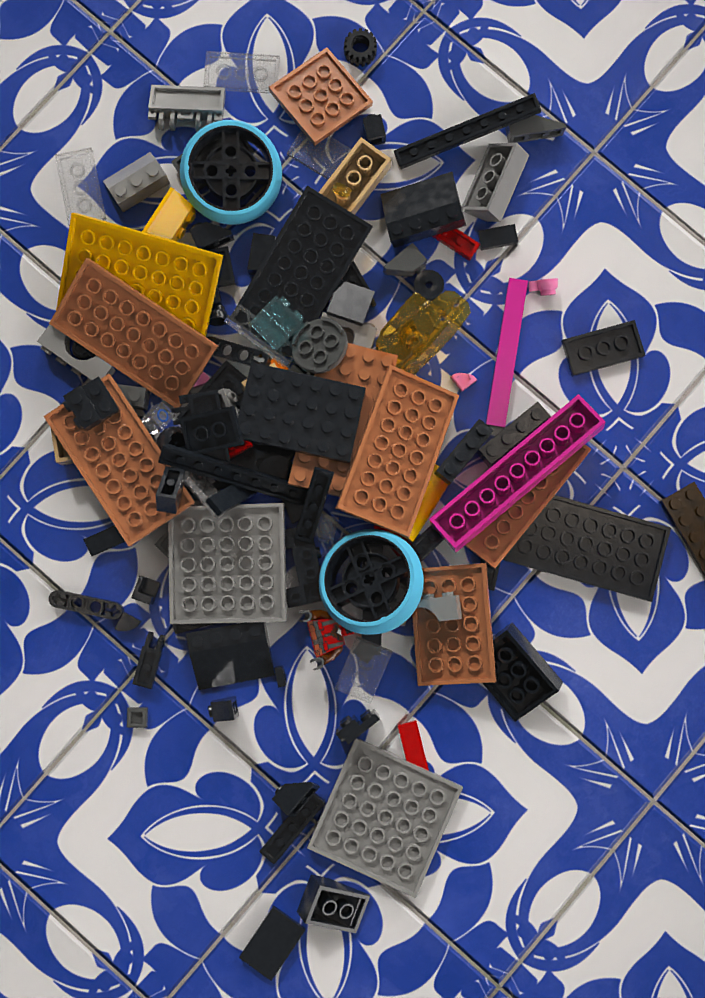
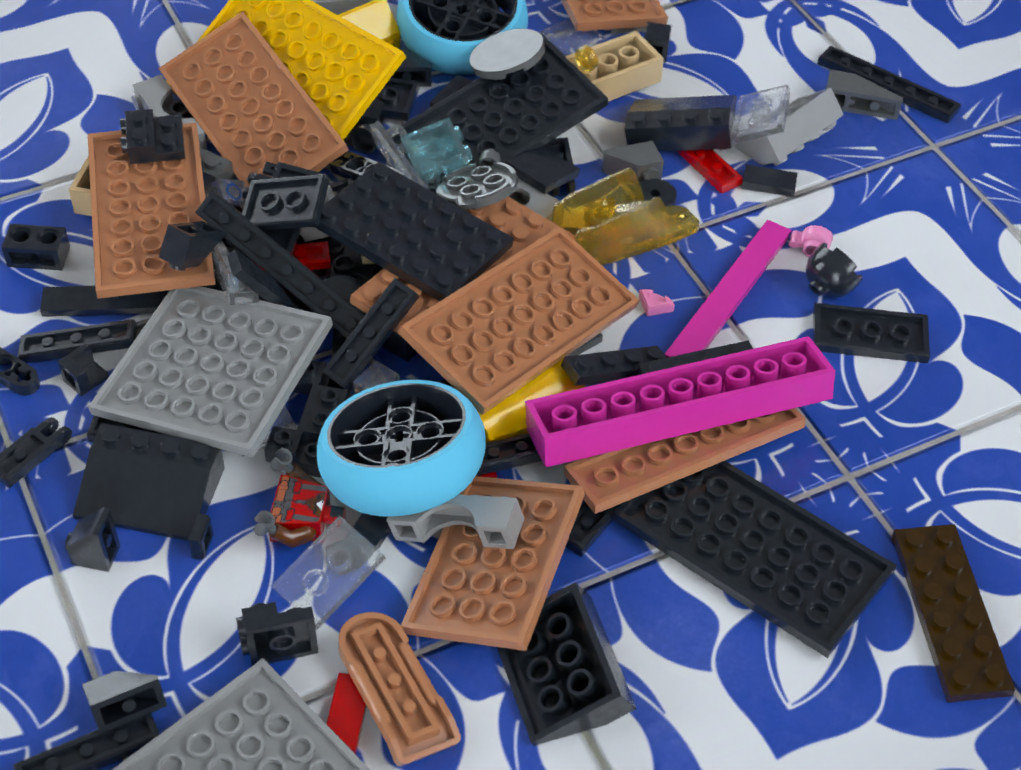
camera: 20 degrees right, 35 degrees down
(58, 511) = (36, 247): none -> black brick
(127, 622) = (32, 399): black tile -> none
(129, 570) = (62, 342): none -> black tile
(286, 212) = (507, 53): none -> tile
(314, 313) = (488, 157): none -> dark grey hinge
(432, 723) = (396, 688): none -> nougat piece
(467, 131) = (773, 70): black tile -> none
(476, 185) = (761, 114): none -> clear tile
(549, 101) = (912, 93): none -> black tile
(566, 315) = (831, 272): none -> black cylinder

